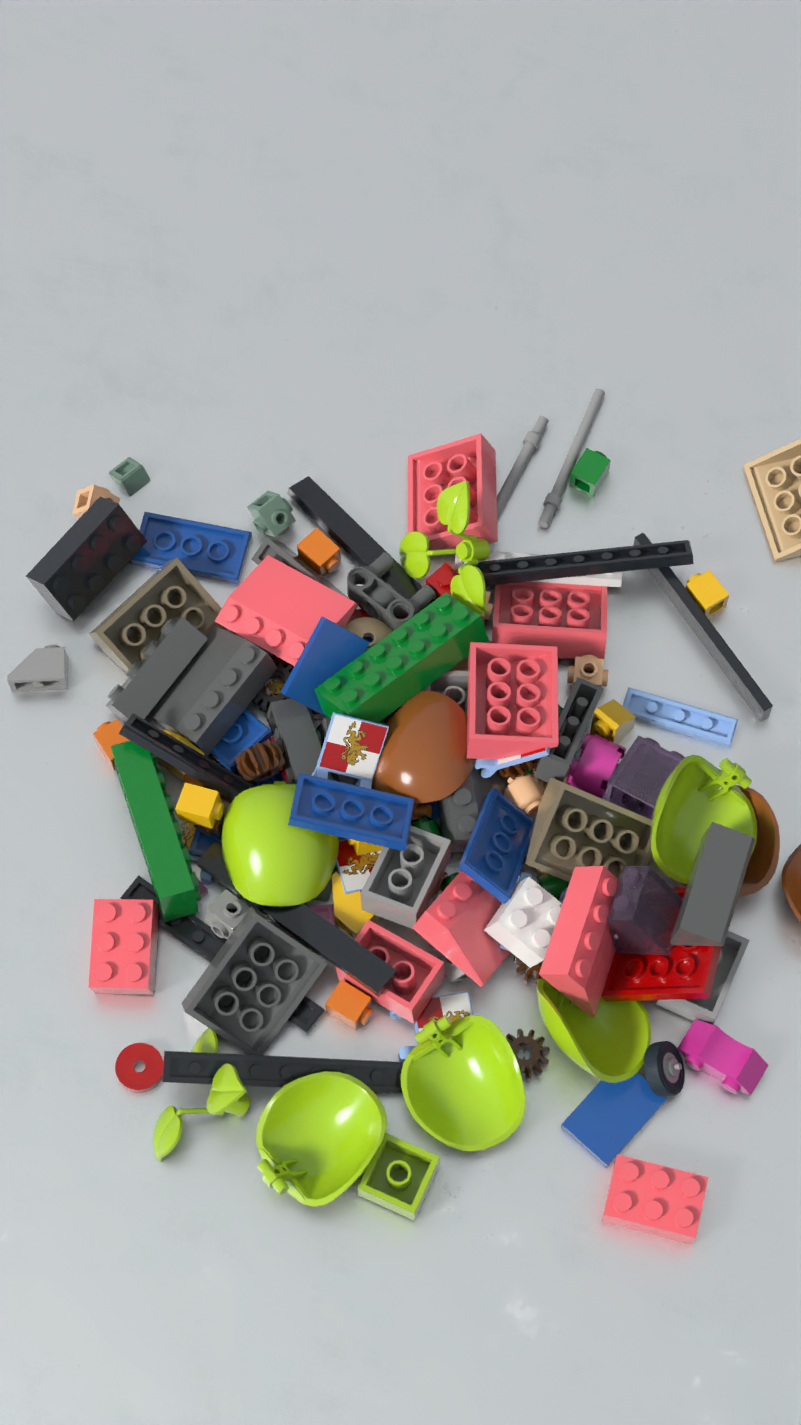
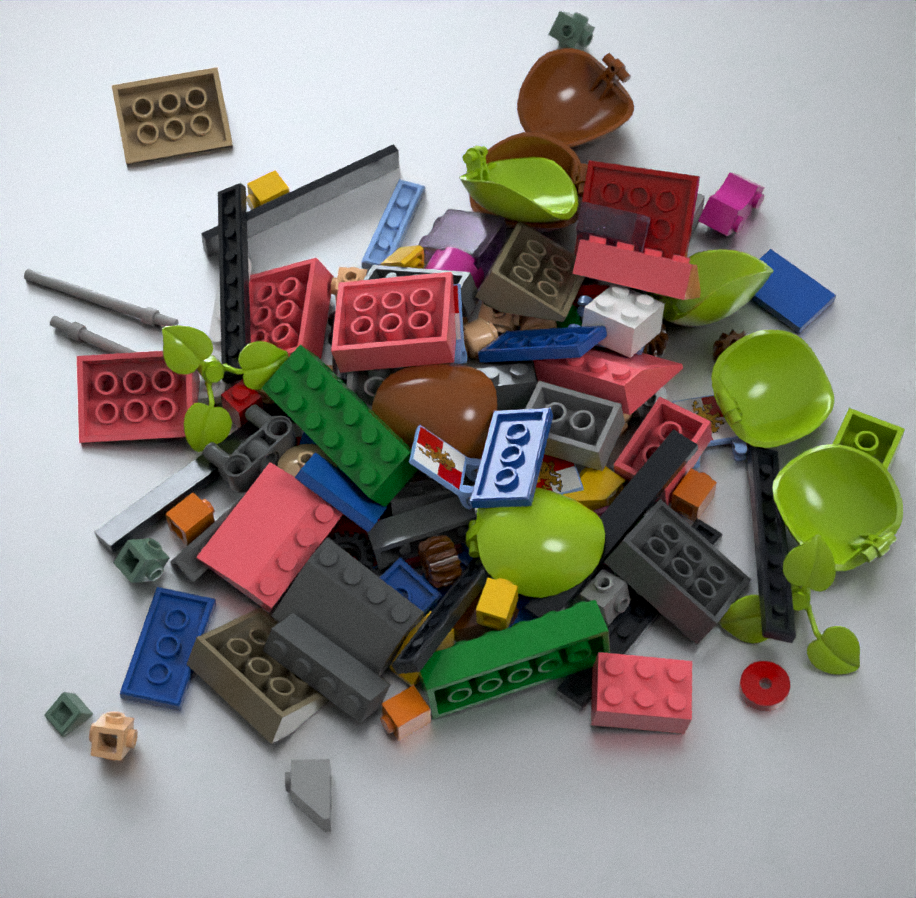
camera: 90 degrees left, 10 degrees down
(86, 558) = (184, 735): black brick -> none
(590, 472) = (122, 280): green brick -> none
(655, 1199) = (866, 259): coral brick -> none
(664, 1069) = (747, 242): black wheel -> none
(713, 887) = (591, 174): dark grey slope -> none

